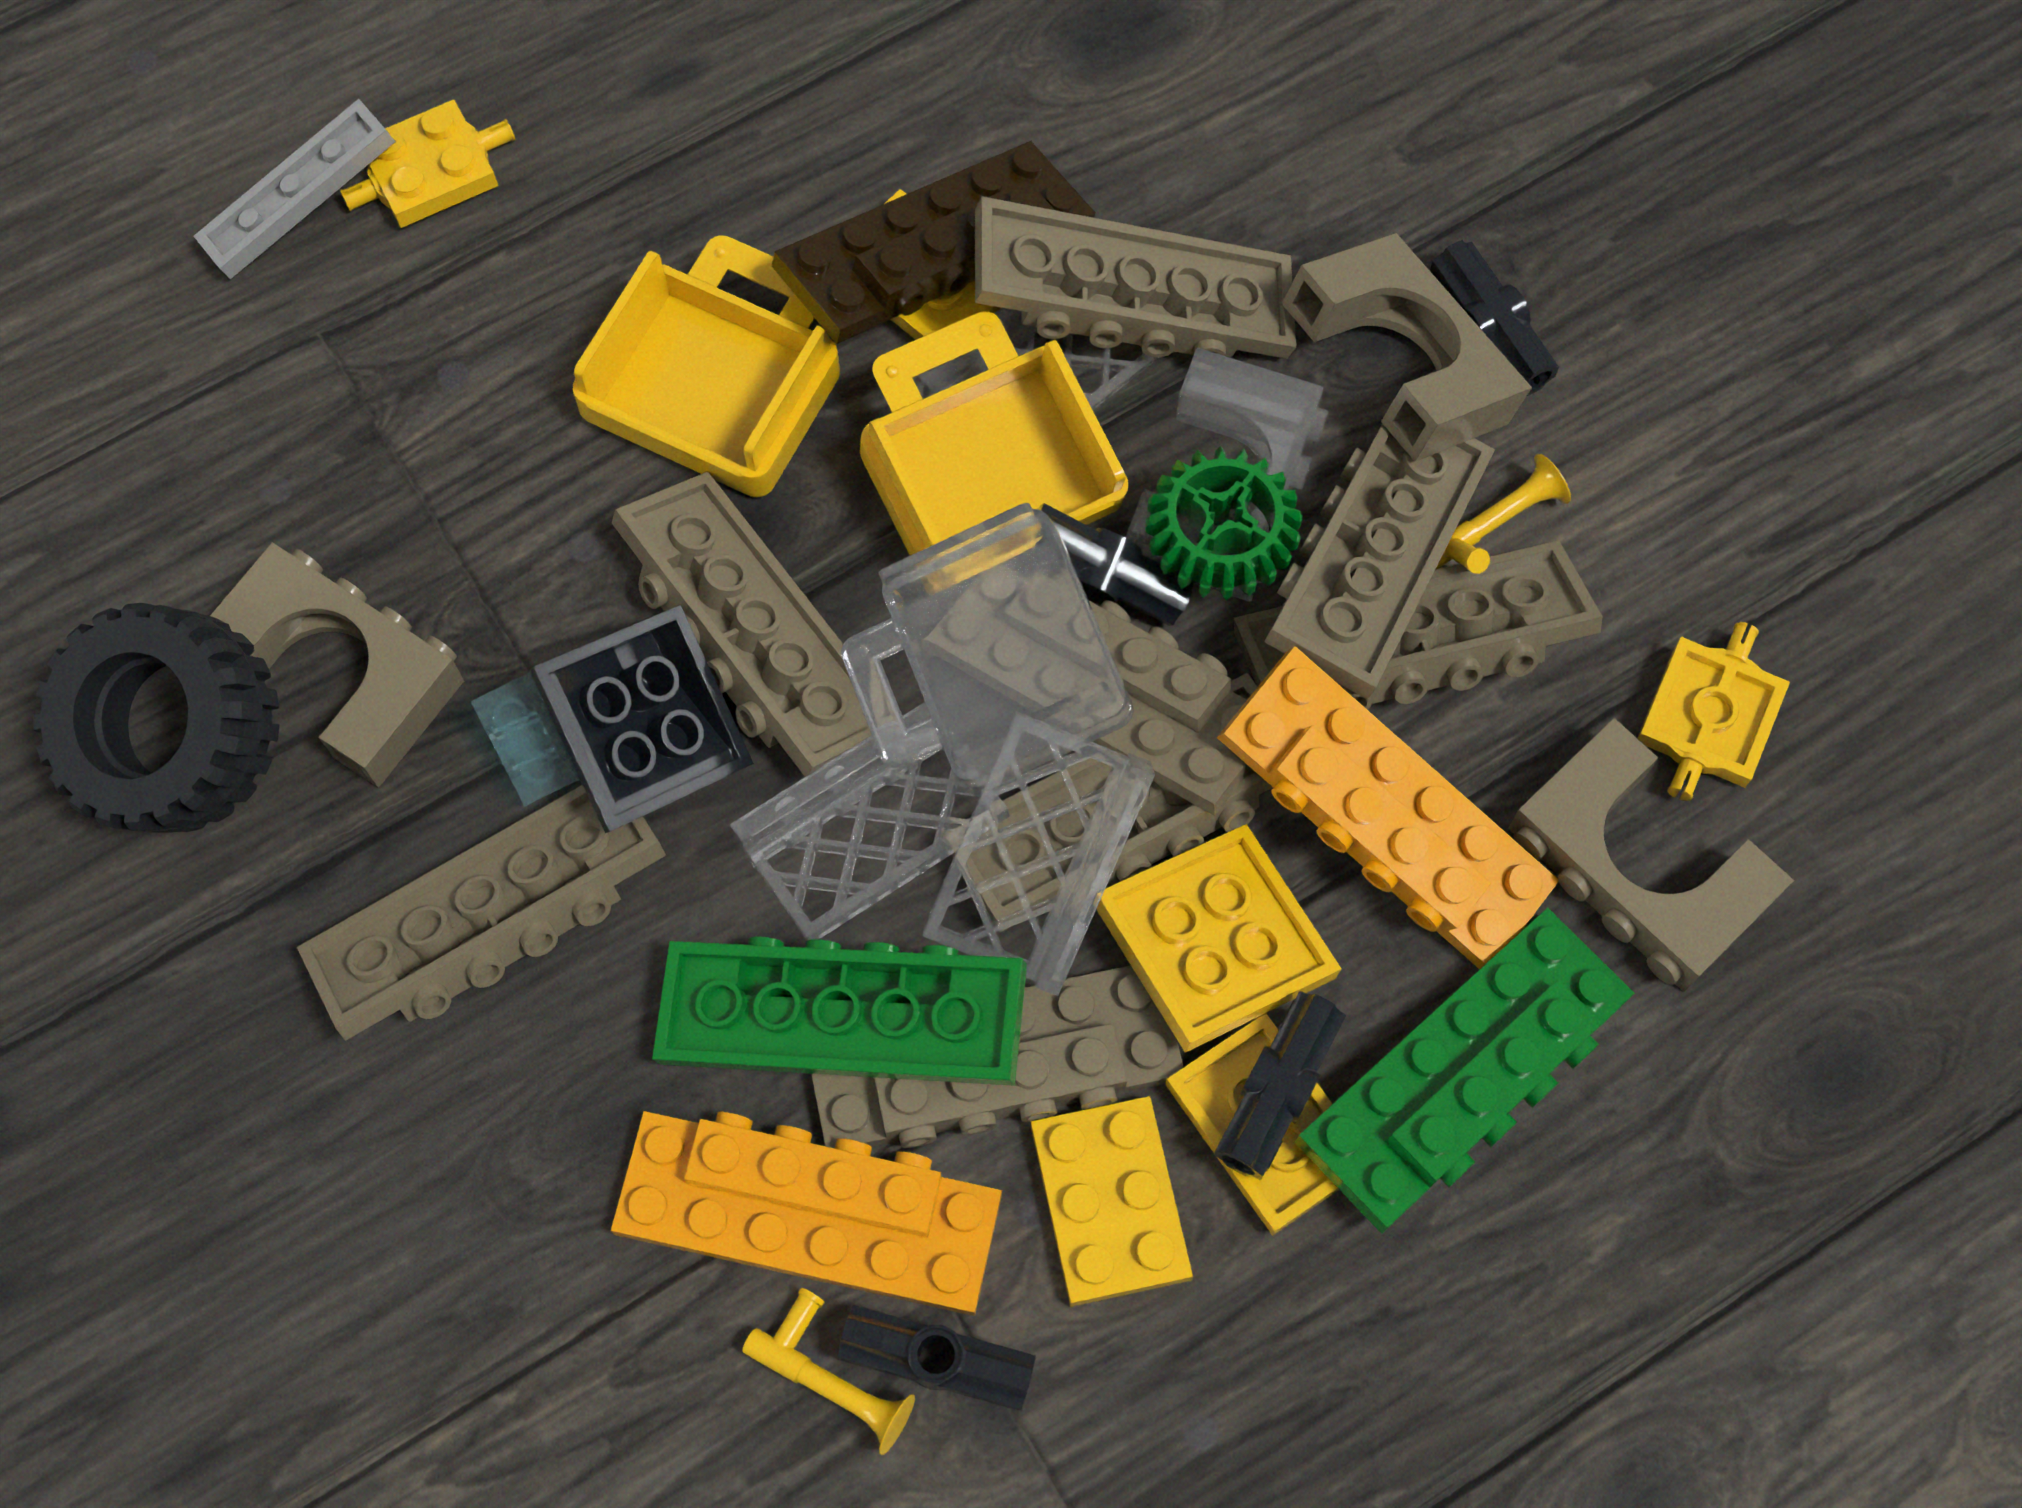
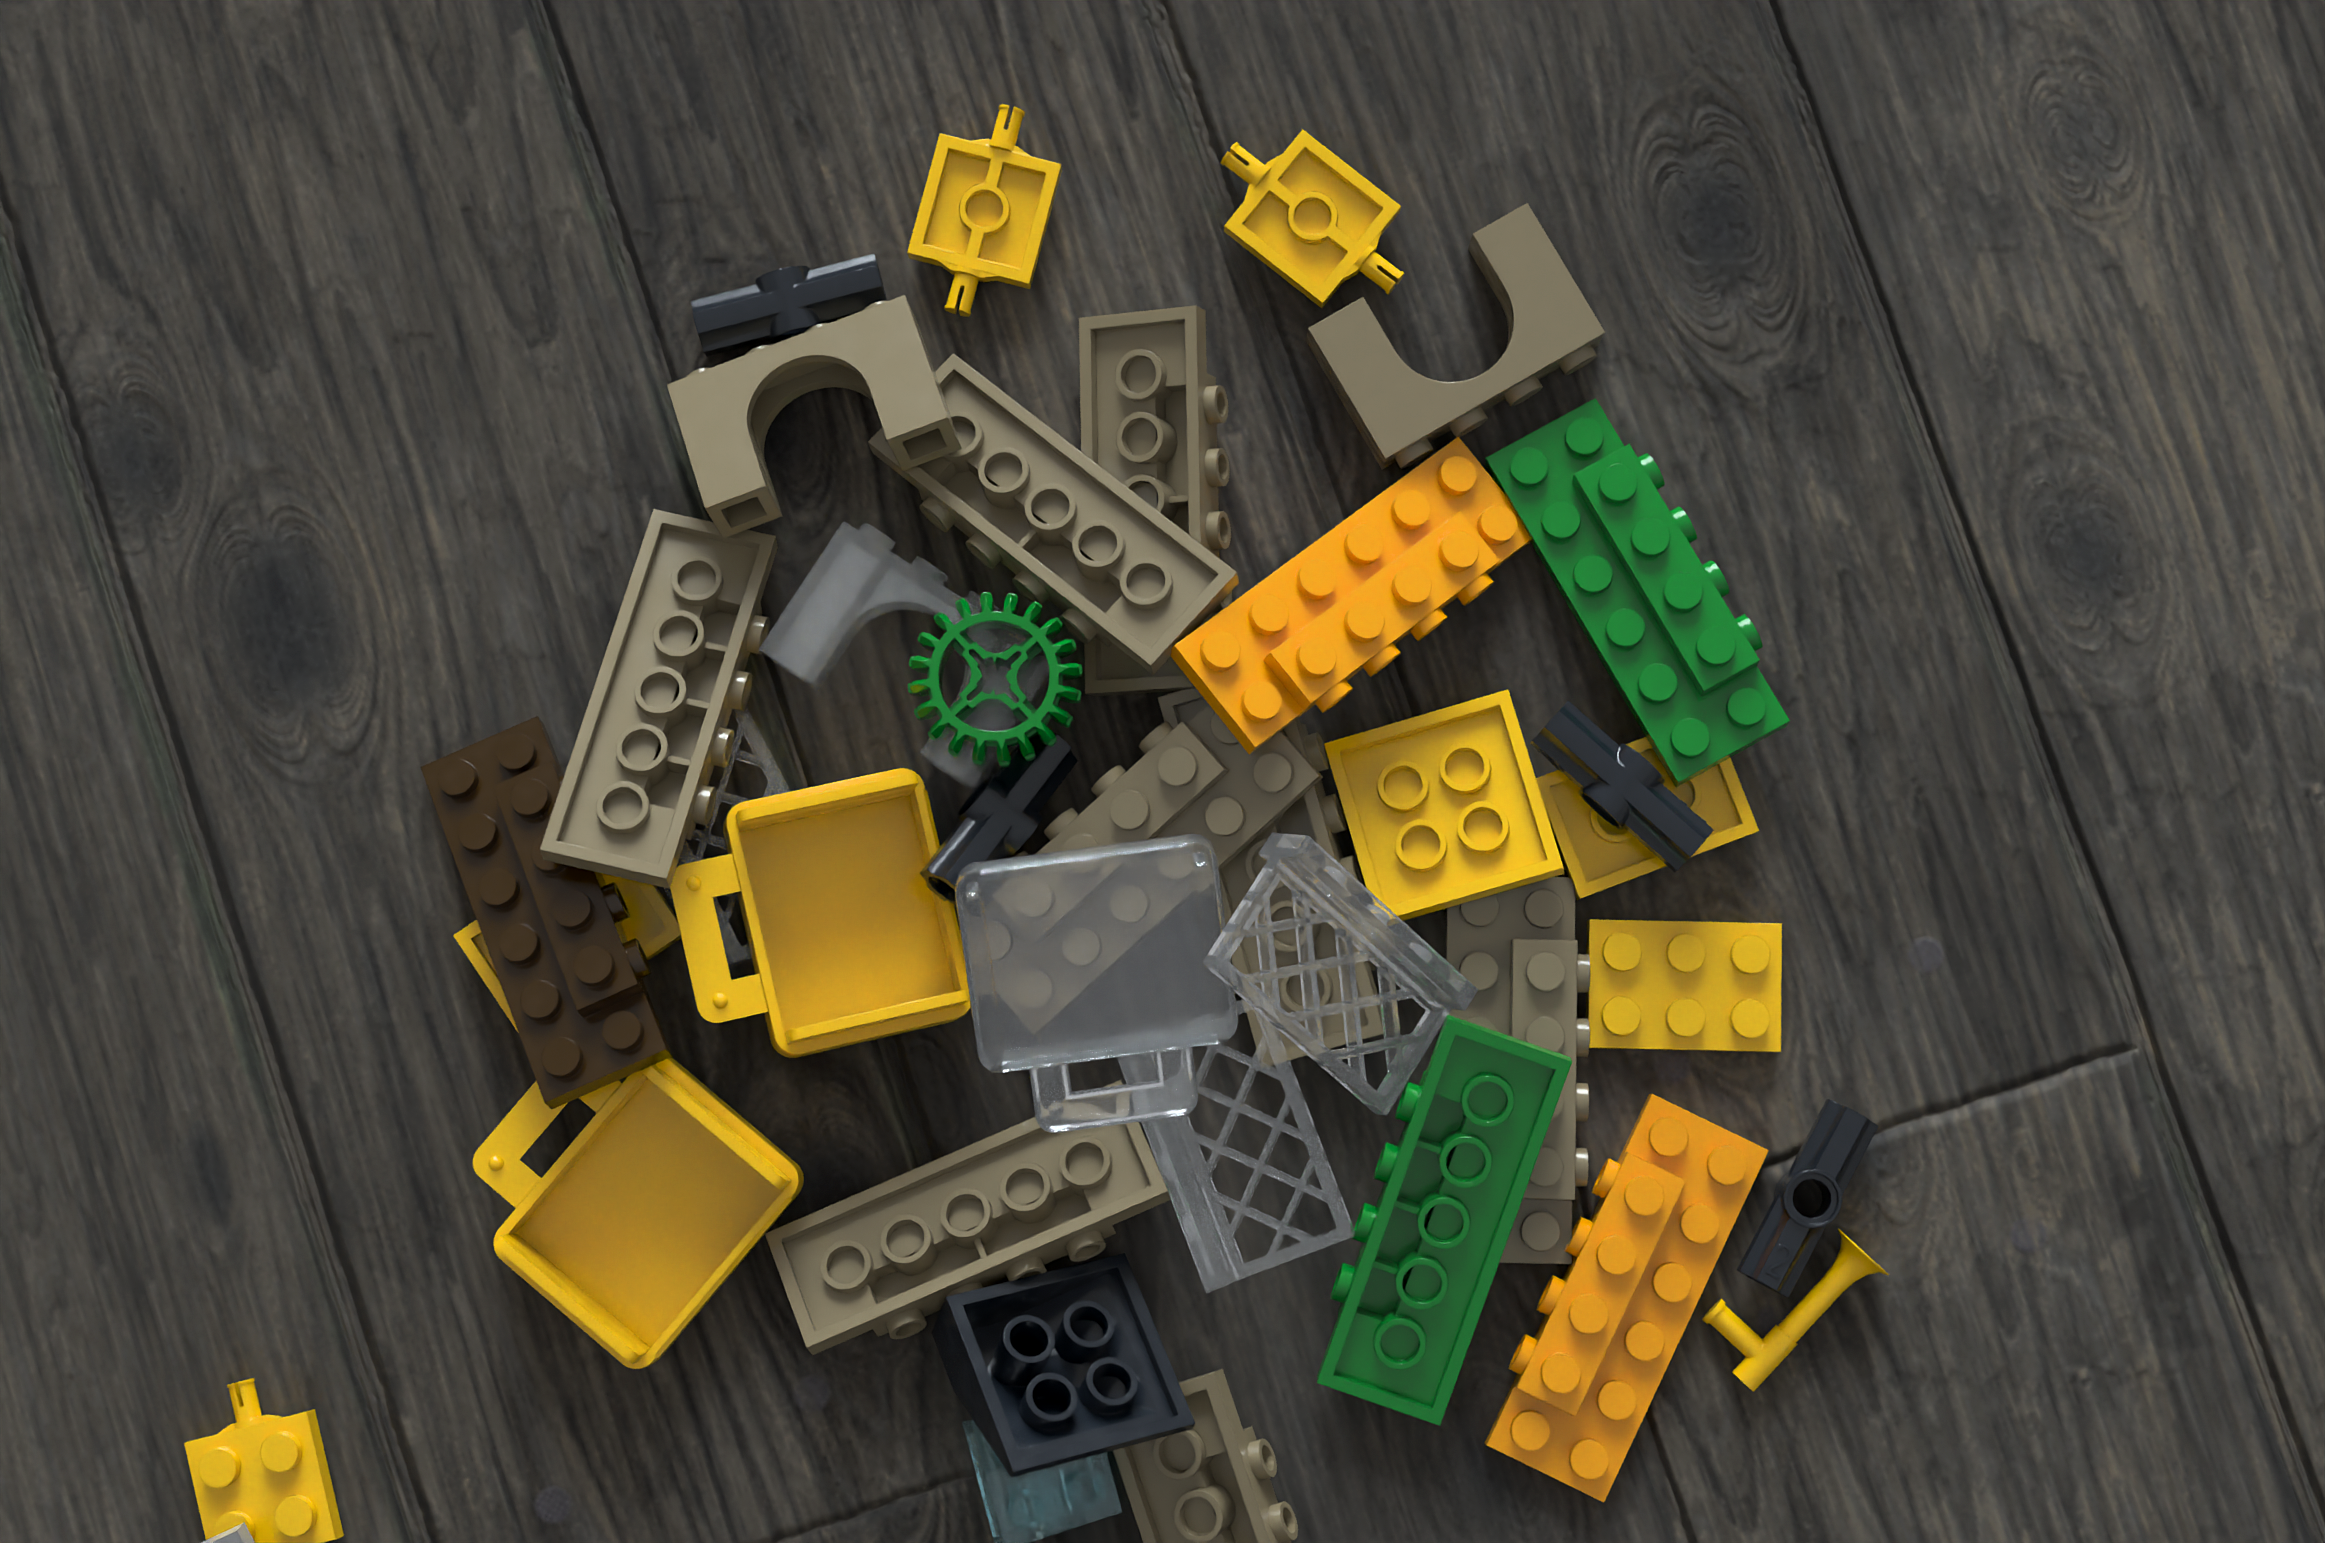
camera: 75 degrees left, 15 degrees up
(1542, 485) = (1011, 319): yellow piece -> none
(1626, 448) = (984, 210): none -> yellow plate

